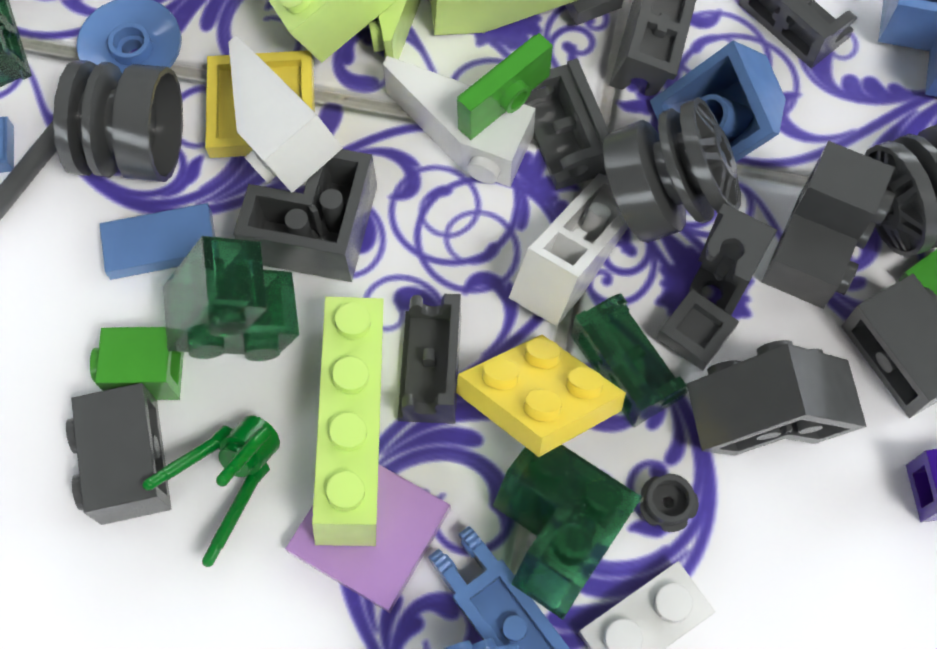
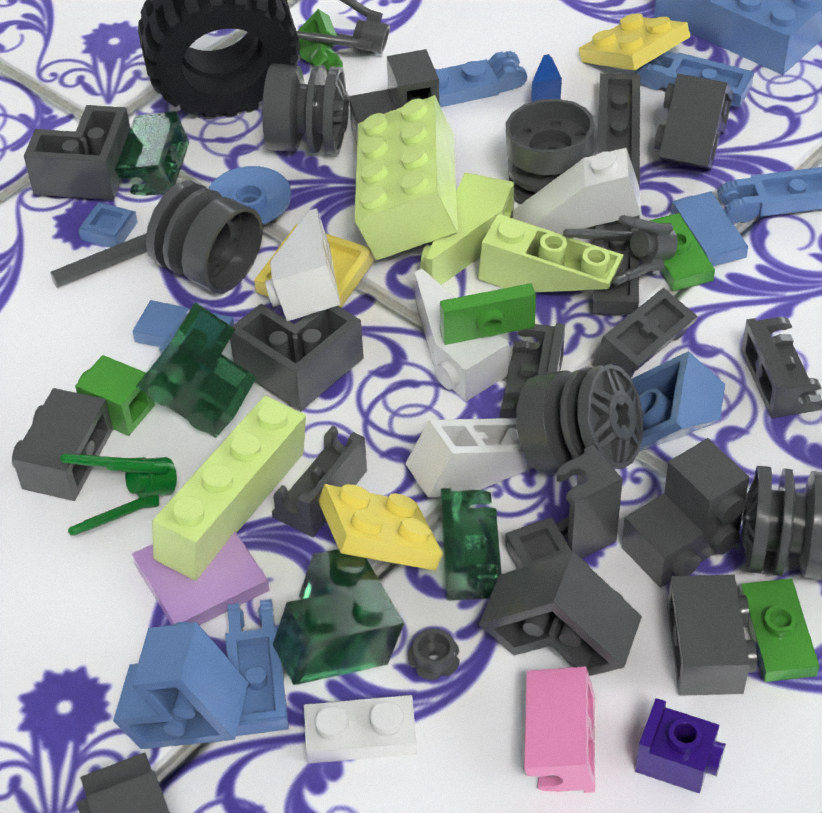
camera: 30 degrees right, 20 degrees down
(844, 521) = (560, 729): none -> bright pink hinge

